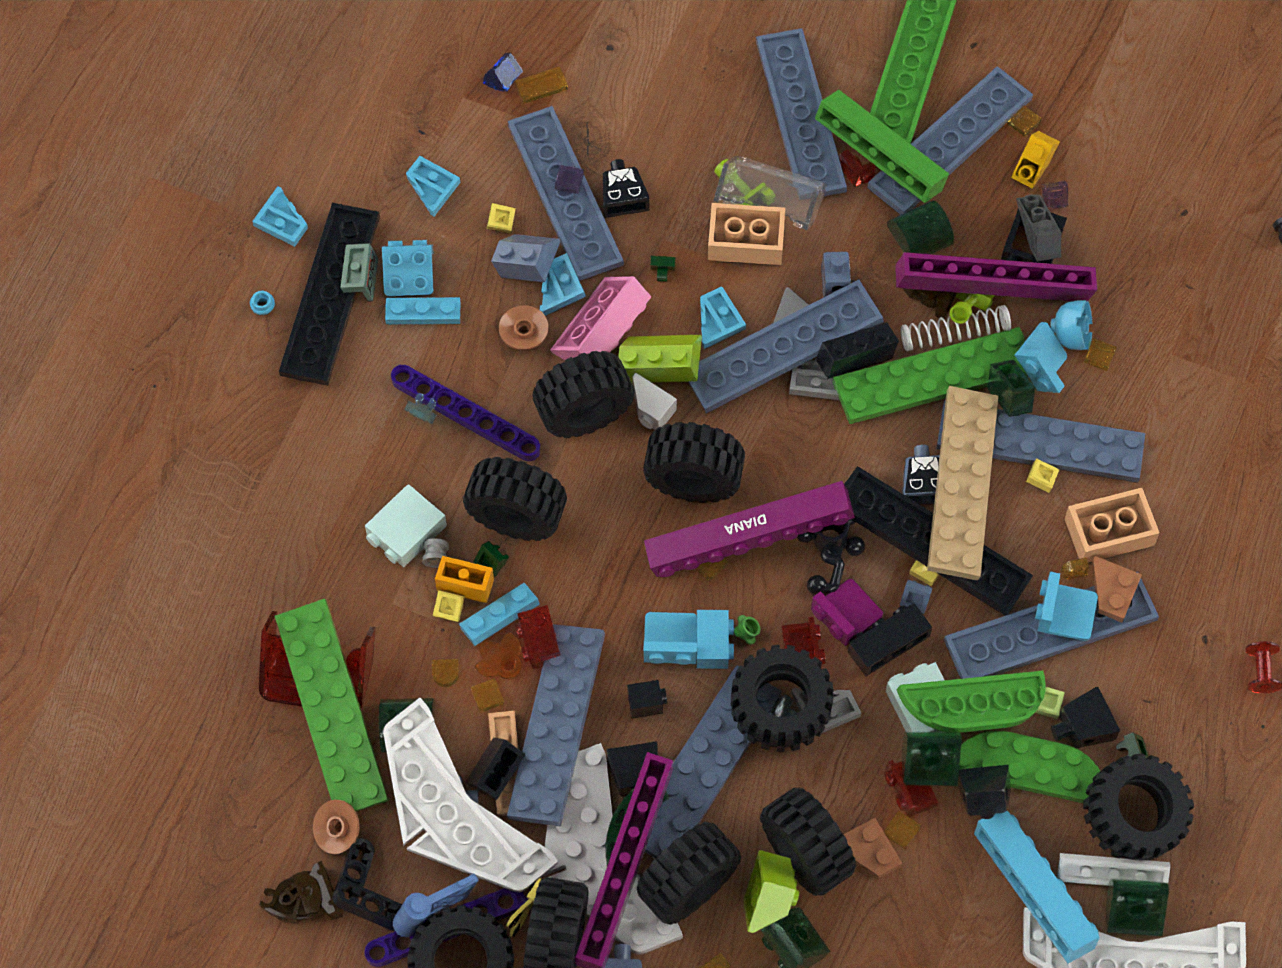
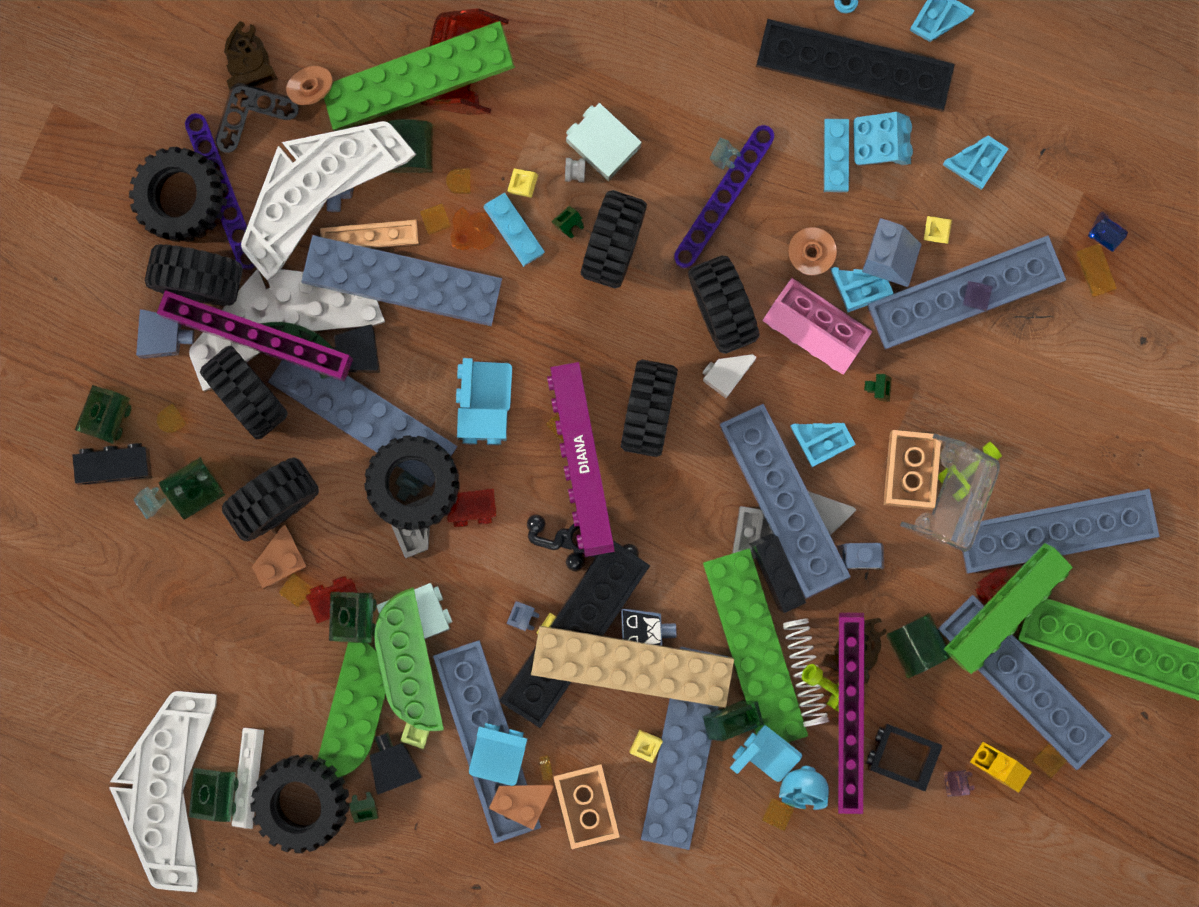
camera: 90 degrees right, 20 degrees up
(359, 270) = (876, 92): sand green panel -> none
(419, 907) = (215, 153): medium blue piece -> none
(464, 579) = (544, 195): light orange brick -> none
(495, 768) = (358, 224): black brick -> none
(518, 918) = (246, 264): light yellow piece -> none
(538, 634) = (486, 263): clear red bracket -> none
(623, 191) = (967, 349): torso -> none
(646, 698) = (424, 362): black brick -> none
(662, 357) = (777, 381): lime slope -> none
(747, 629) = (492, 463): bright green plate -> none
(769, 891) = (224, 463): lime slope -> none
(846, 611) = (507, 550): magenta bracket -> none
(889, 639) = (479, 588): black brick -> none
(985, 790) = (322, 666): black torso -> none
(1037, 886) = (234, 705): medium azure brick -> none
(1040, 227) = (909, 760): dark grey slope -> none

